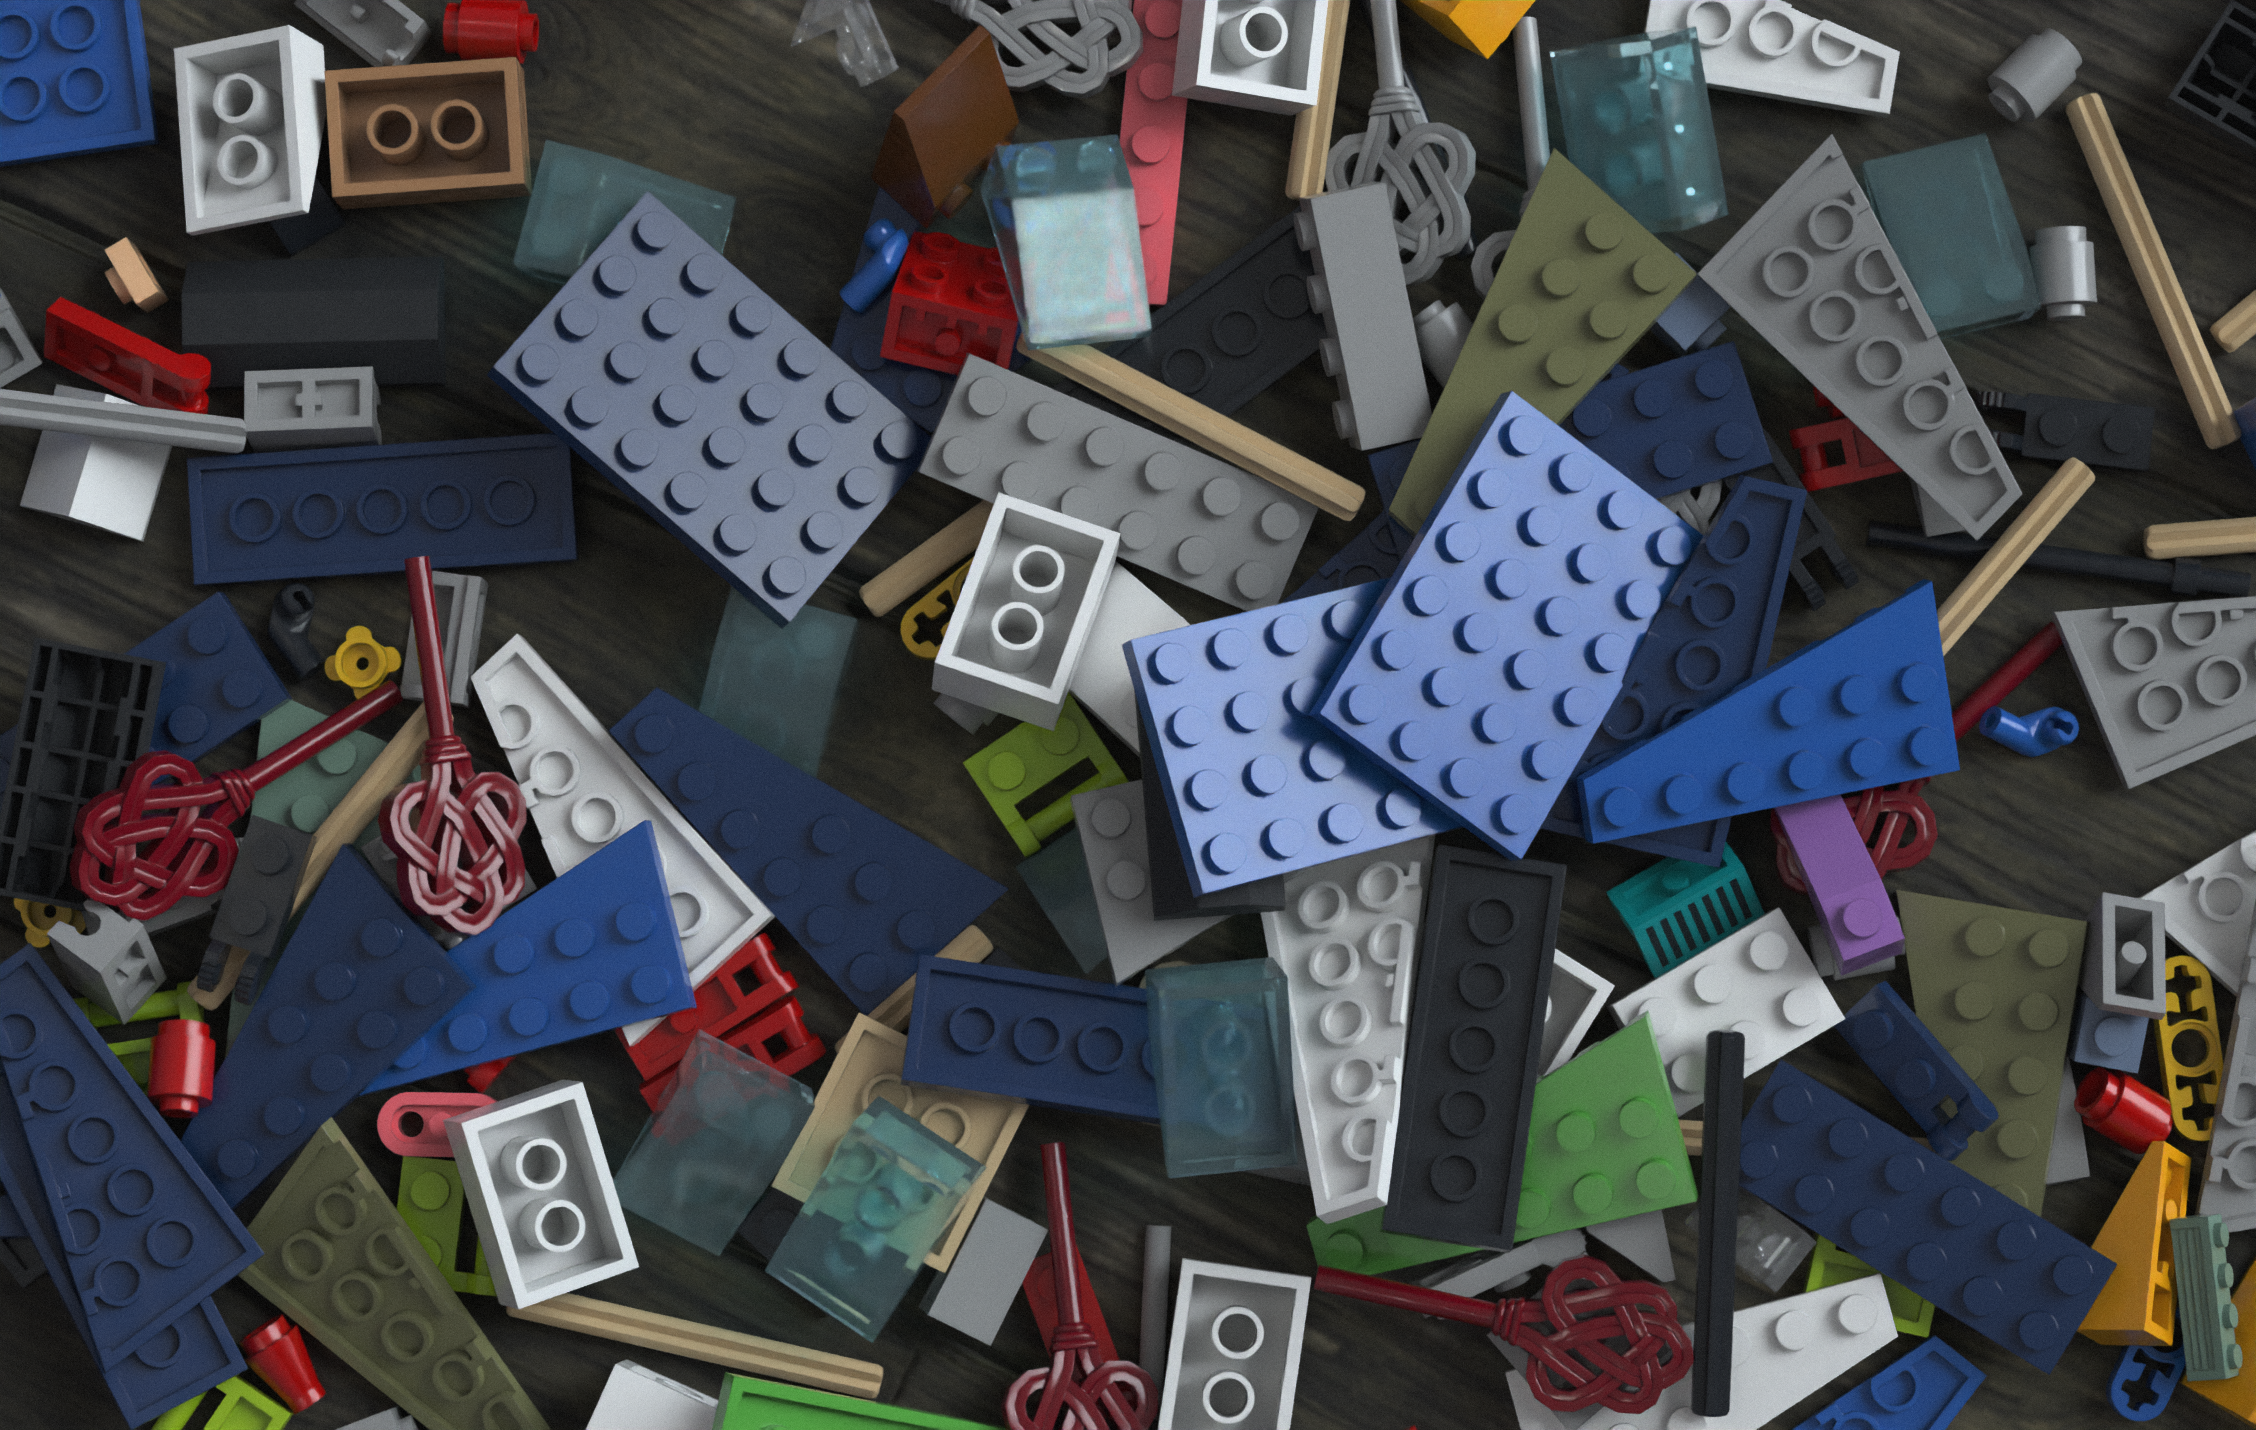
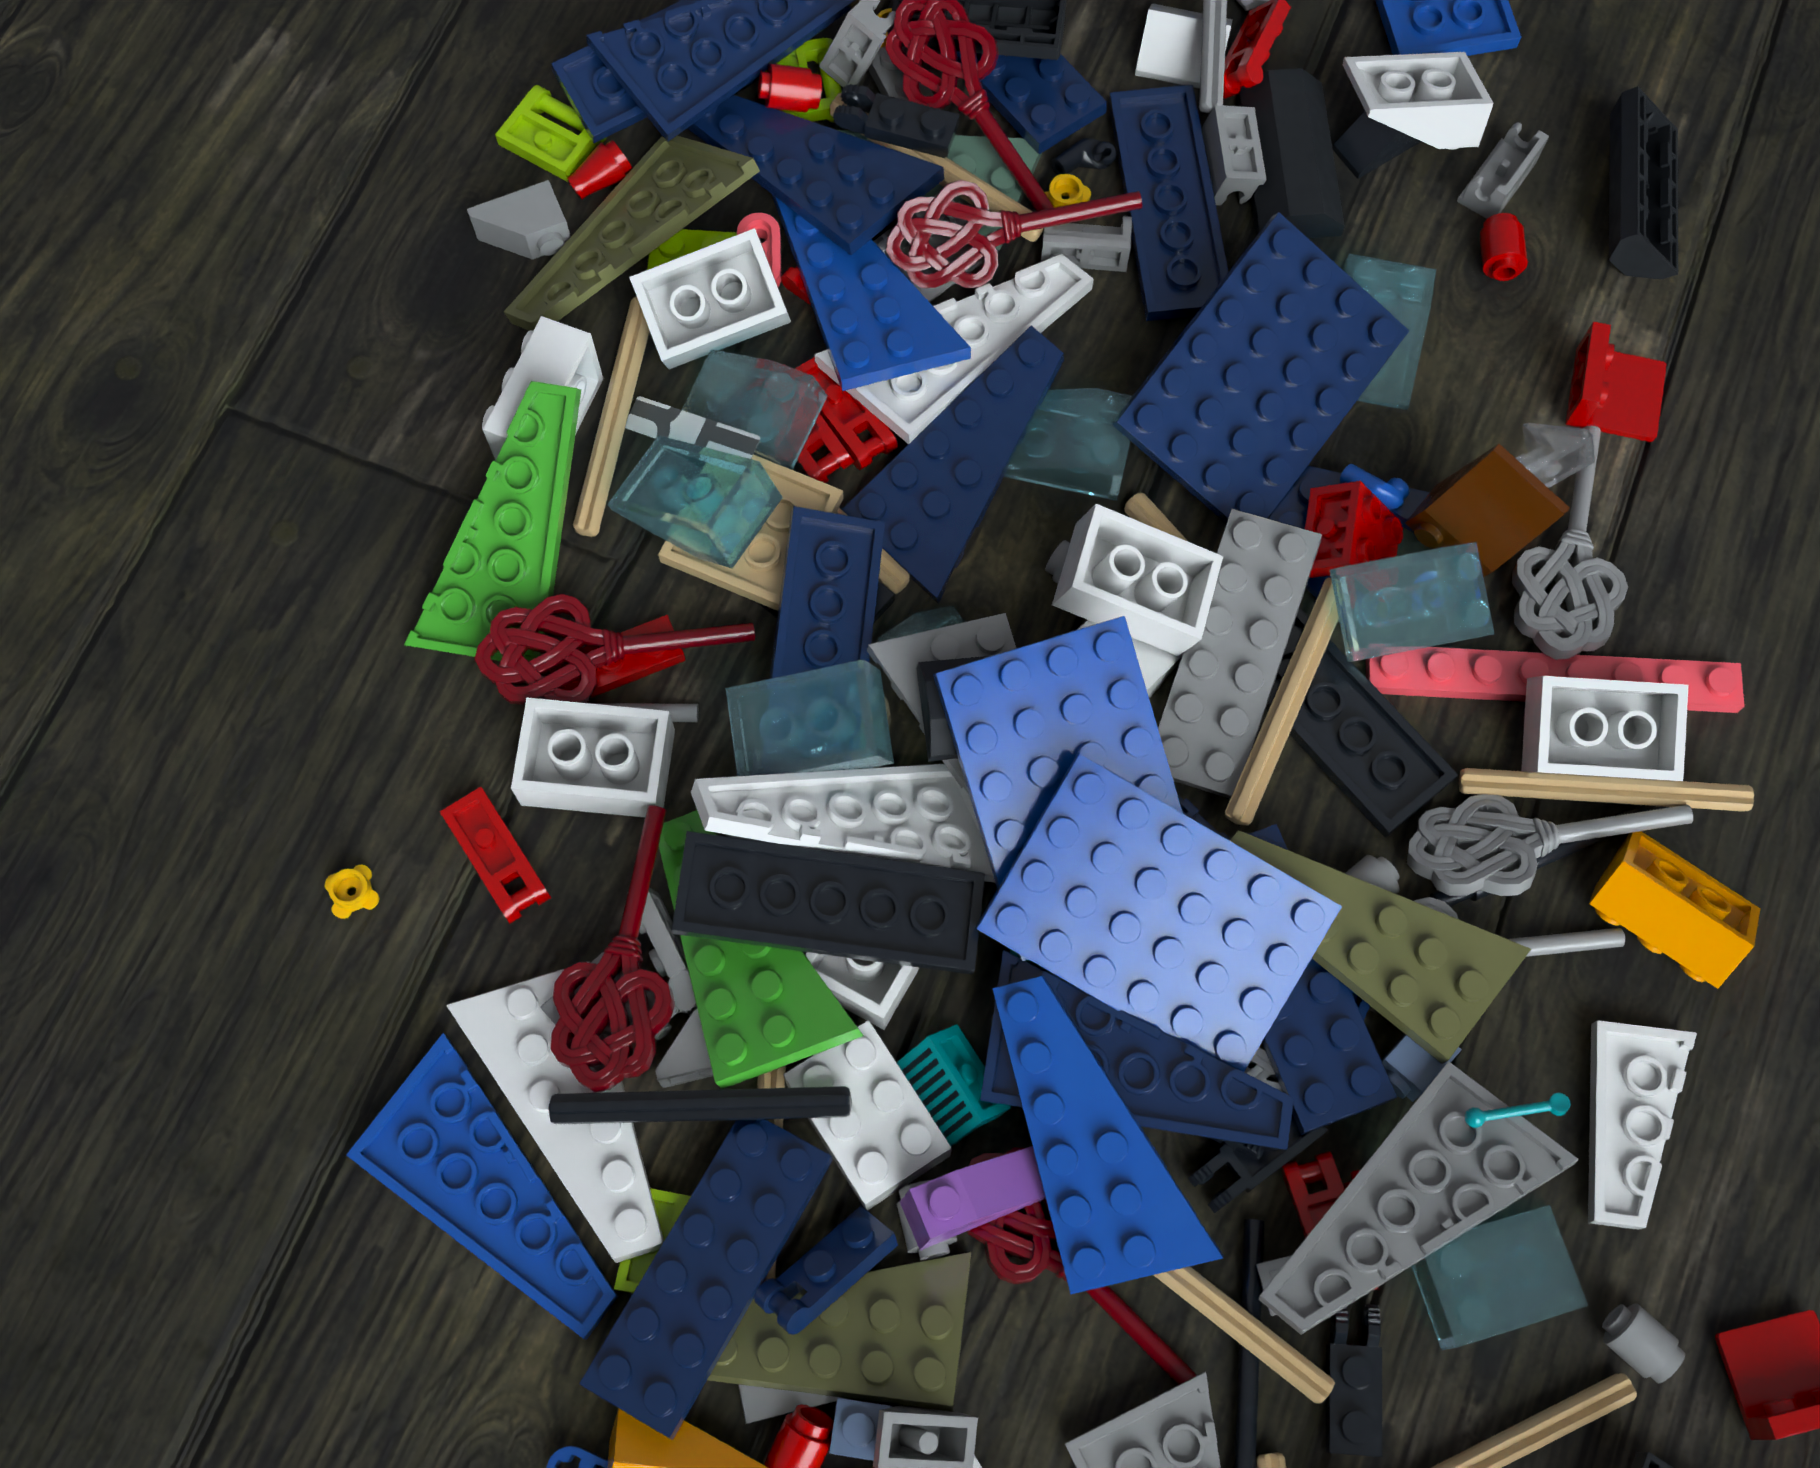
camera: 85 degrees right, 15 degrees down
(133, 277) = (1311, 49): light nougat plate -> none
(428, 133) = (1430, 204): medium nougat brick -> none
(750, 1225) = (660, 419): none -> sticker
(984, 1271) = (664, 590): light grey hinge -> none
(1033, 758) = (1025, 605): lime plate -> none
(1365, 315) = (1386, 815): light grey brick -> none
(1643, 126) = (1557, 1022): clear light blue slope -> none
(1762, 148) = (1557, 1105): none -> teal hinge
(1766, 1241) = (689, 1148): clear slope -> none
(2032, 733) = (1104, 1361): blue arm -> none
(2064, 272) = (1485, 1372): light grey brick -> none

